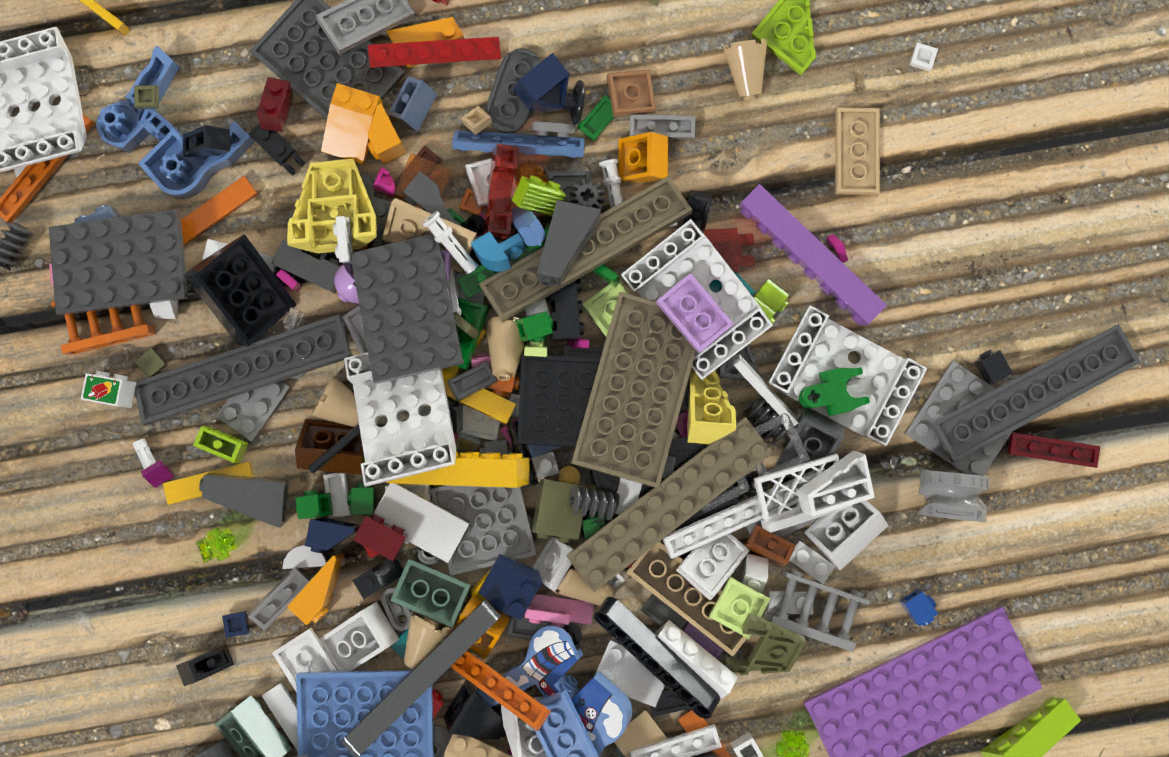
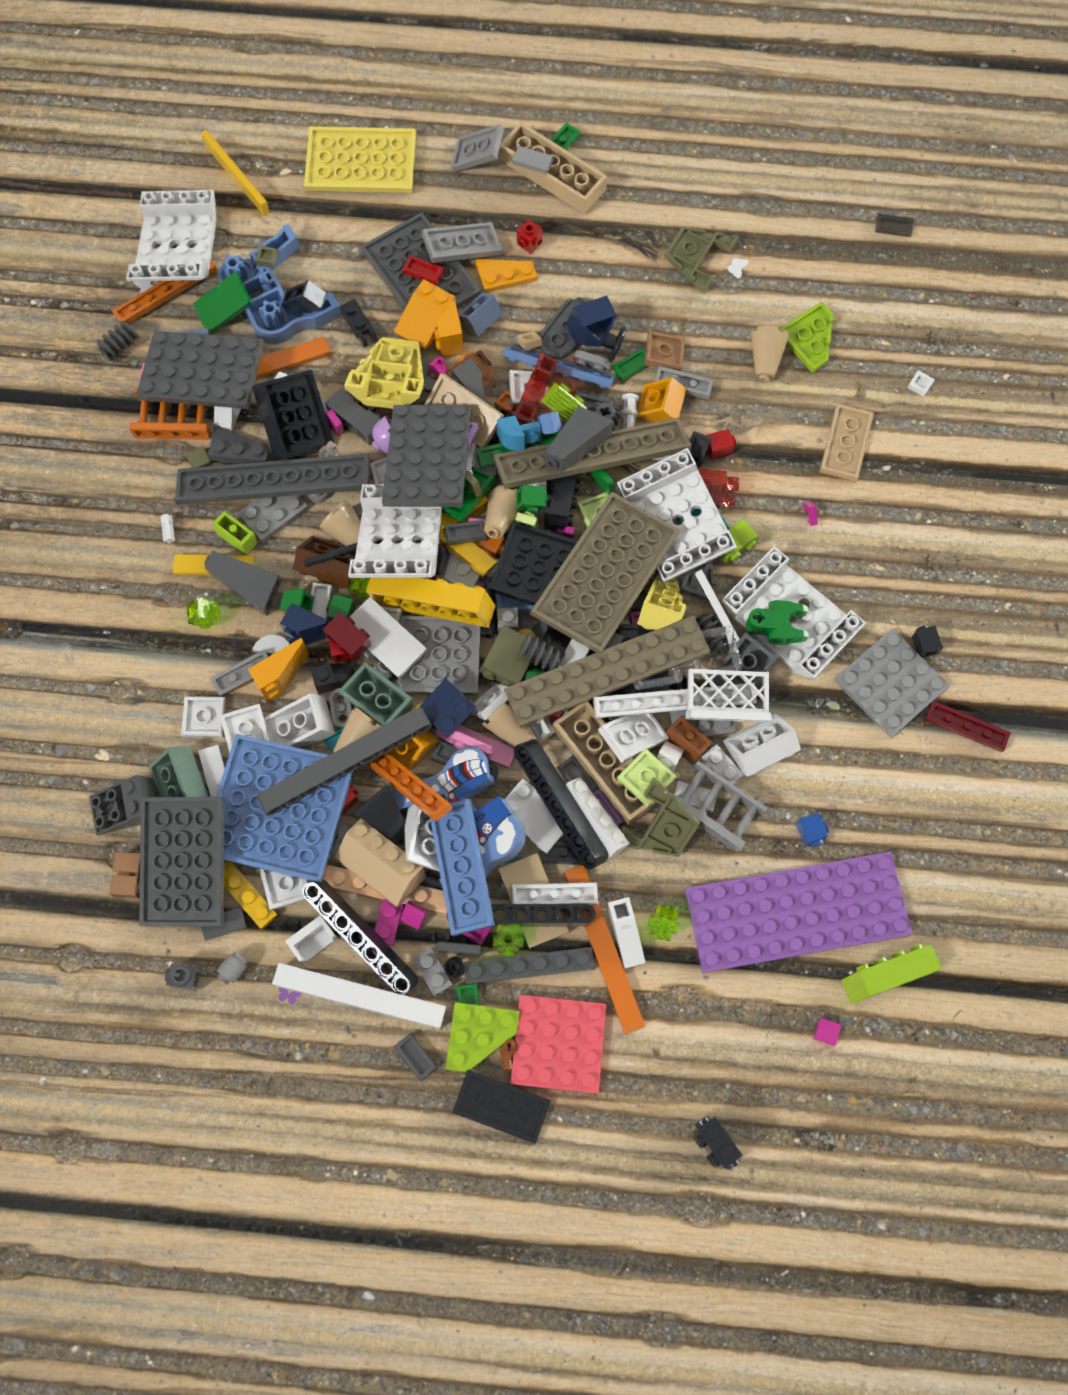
camera: 20 degrees right, 15 degrees down
(108, 390) = (156, 467): brick -> none
(115, 168) = (222, 303): none -> green tile
(157, 474) = (173, 545): magenta tile -> none
(187, 340) = (236, 448): none -> dark grey wing
(205, 665) = (157, 710): black slope -> none
(236, 624) = (196, 684): dark blue plate -> none
(253, 655) = (202, 717): none -> white tile
(275, 104) = (367, 288): dark red brick -> none
(331, 64) = (423, 270): none -> red tile
(342, 230) = (392, 387): white plate -> none
(434, 52) = (509, 281): red plate -> none
(443, 234) = (476, 406): white pin -> none
(694, 313) = (671, 522): lavender plate -> none
(722, 192) = (721, 444): none -> red brick
(812, 256) = (787, 512): medium lavender brick -> none
(838, 486) = (764, 694): white wedge -> none
(953, 495) = (864, 732): light grey piece -> none
(1034, 393) = (959, 670): dark grey plate -> none

